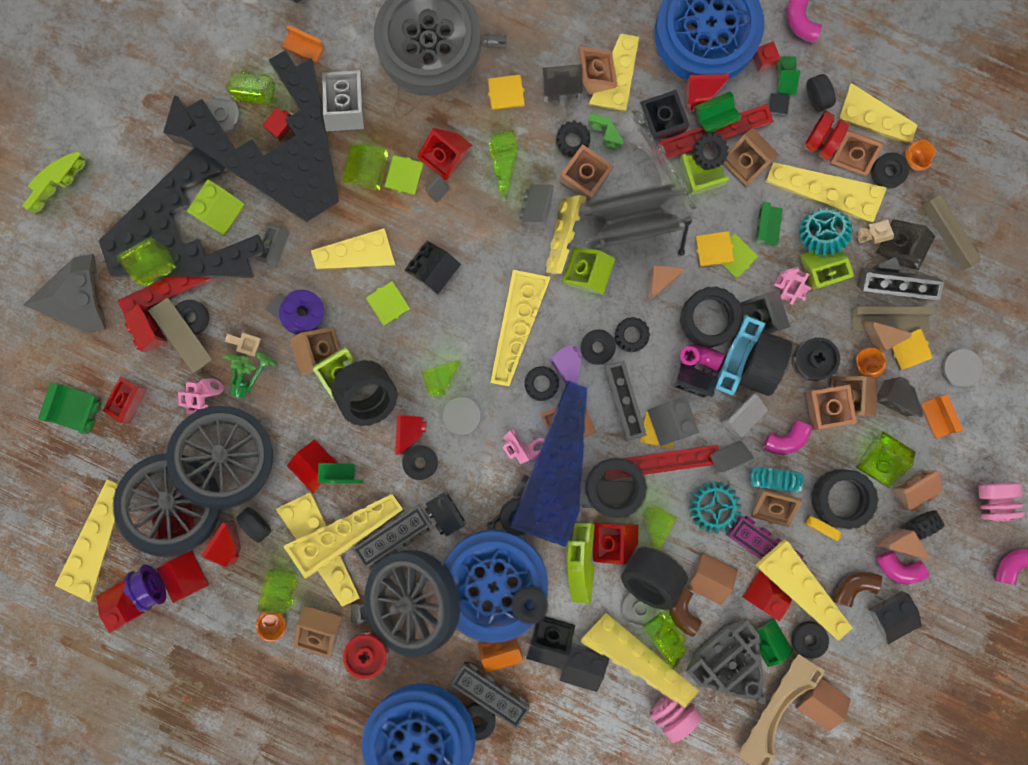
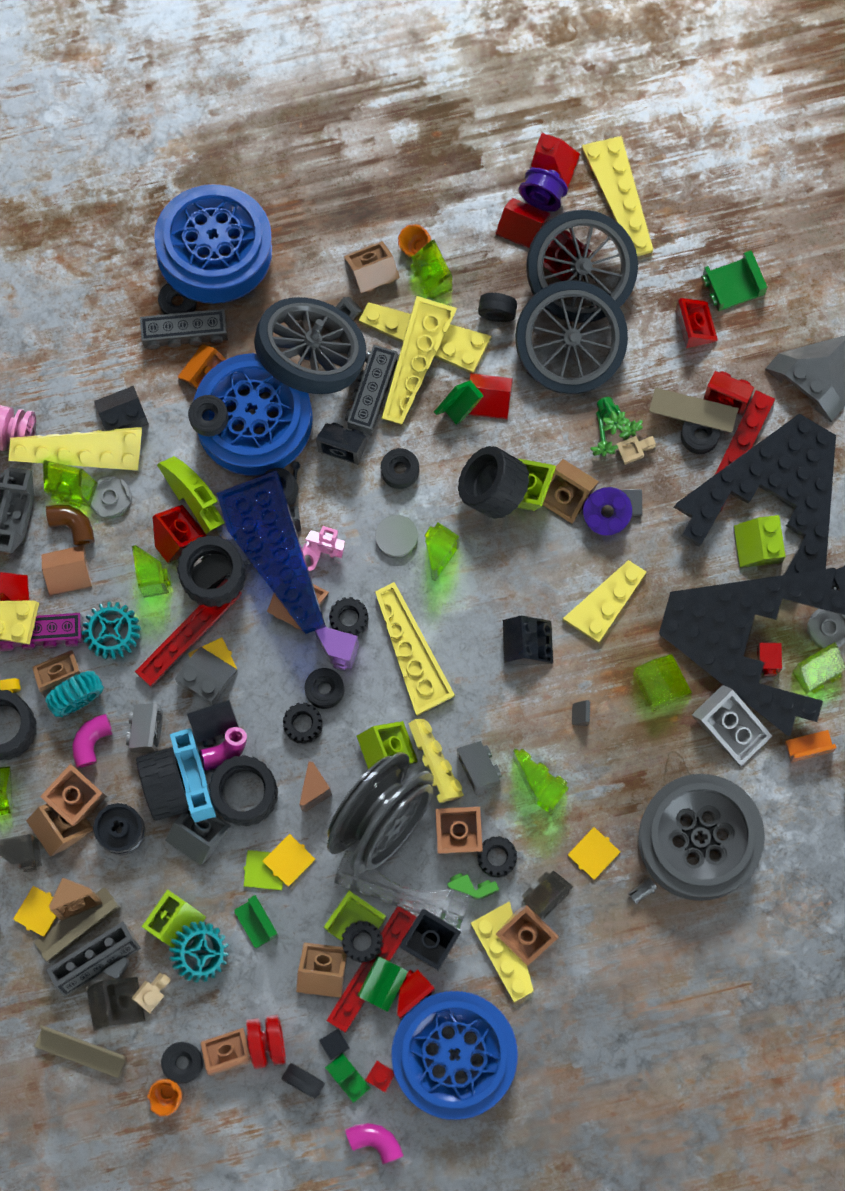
camera: 145 degrees right, 10 degrees down
(147, 261) = (770, 443): clear neon green slope -> none
(198, 391) = (637, 375): bright pink piece -> none
(224, 545) = (506, 272): red slope -> none
(274, 243) = (685, 553): dark grey slope -> none
(357, 663) = (315, 277): red wheel -> none
(387, 303) = (541, 581): lime piece -> none
(404, 175) = (622, 704): lime piece -> none
(408, 432) = (431, 484): red slope -> none
(444, 151) = (602, 751): red slope -> none
(551, 642) = (166, 409): black slope -> none
(625, 400) = (262, 657): dark grey brick -> none
(654, 578) = (118, 523): black tyre -> none
(681, 251) = (332, 866): black hinge -> none
(731, 457) = (130, 683): dark grey slope -> none
(792, 278) = (197, 882): bright pink piece -> none
(846, 195) = (207, 1006): light yellow wing -> none
(871, 362) = (67, 865): orange hair -> none
(874, 116) = (240, 1104): light yellow wing -> none

